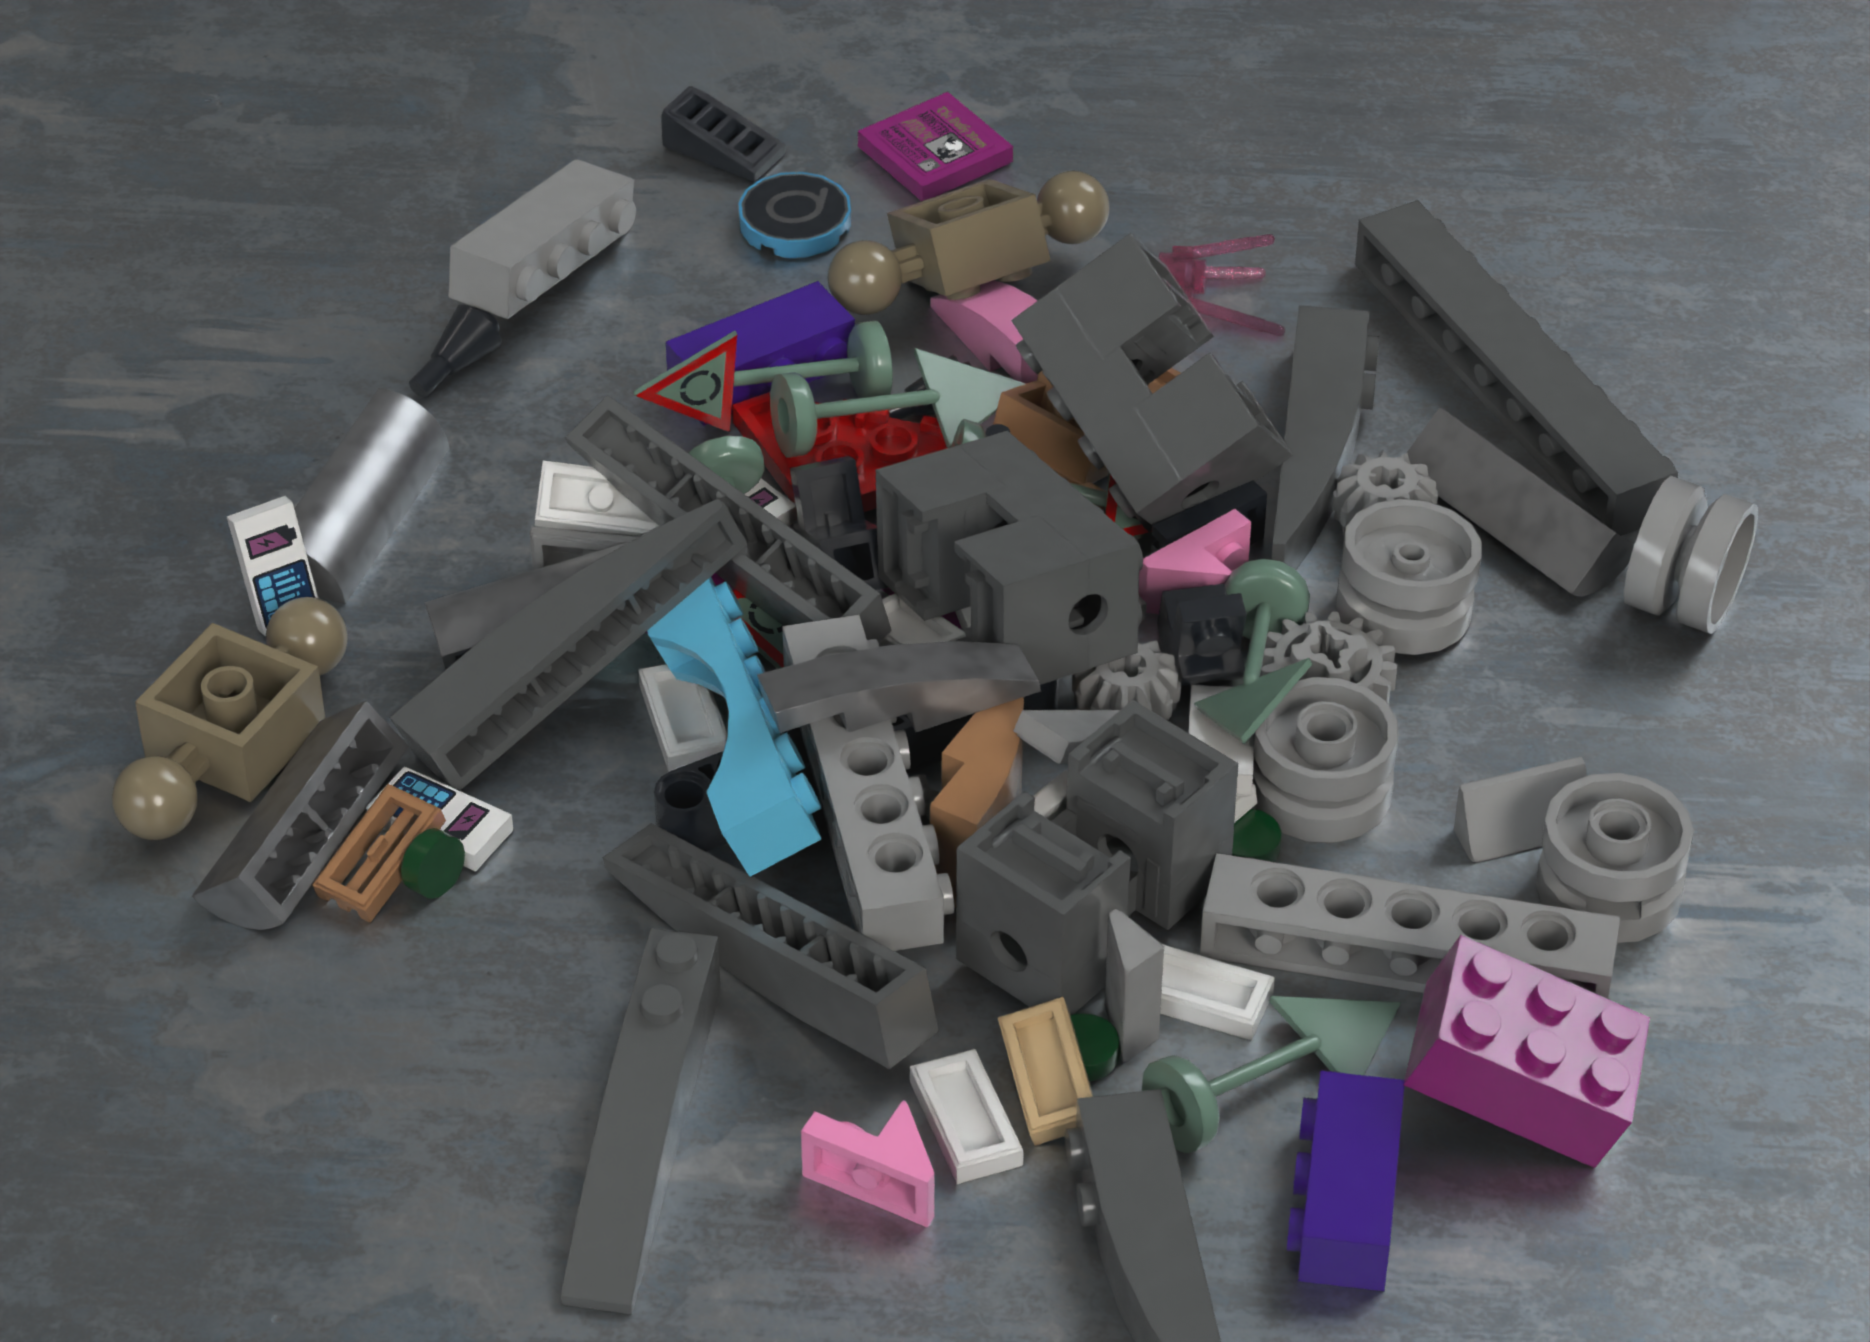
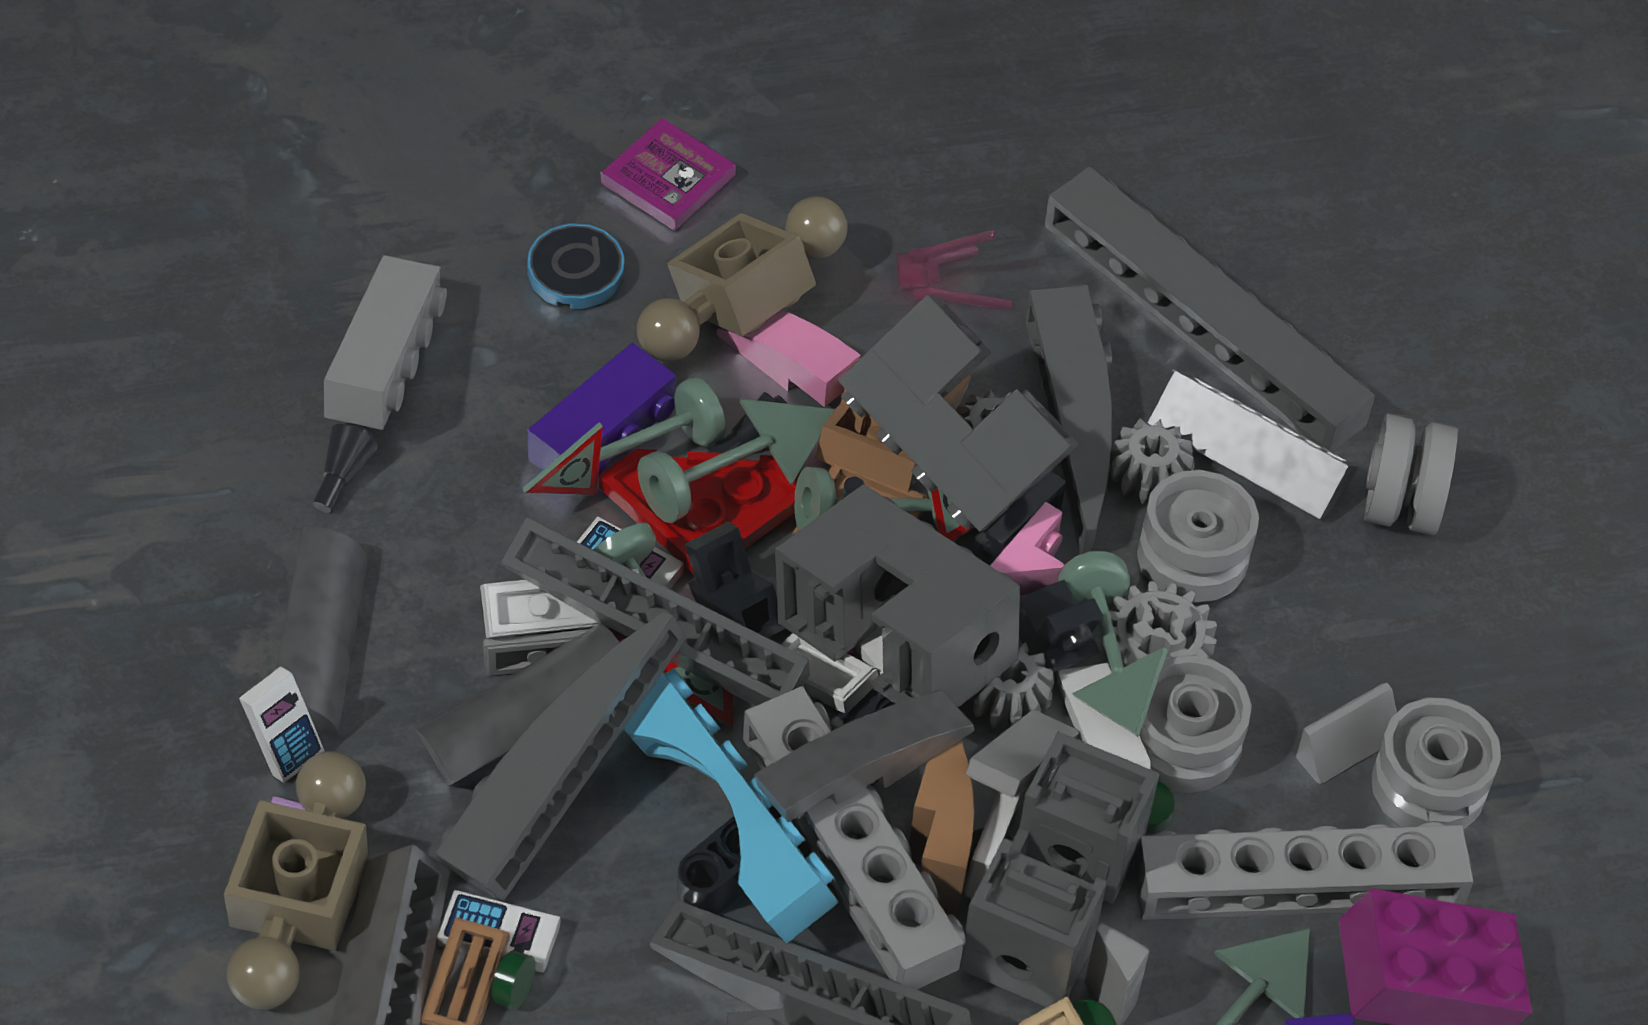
camera: 20 degrees left, 10 degrees up
(682, 717) = (662, 790): white tile -> none
(701, 127) = (475, 180): black slope -> none
(1214, 993) = (1175, 953): white tile -> none

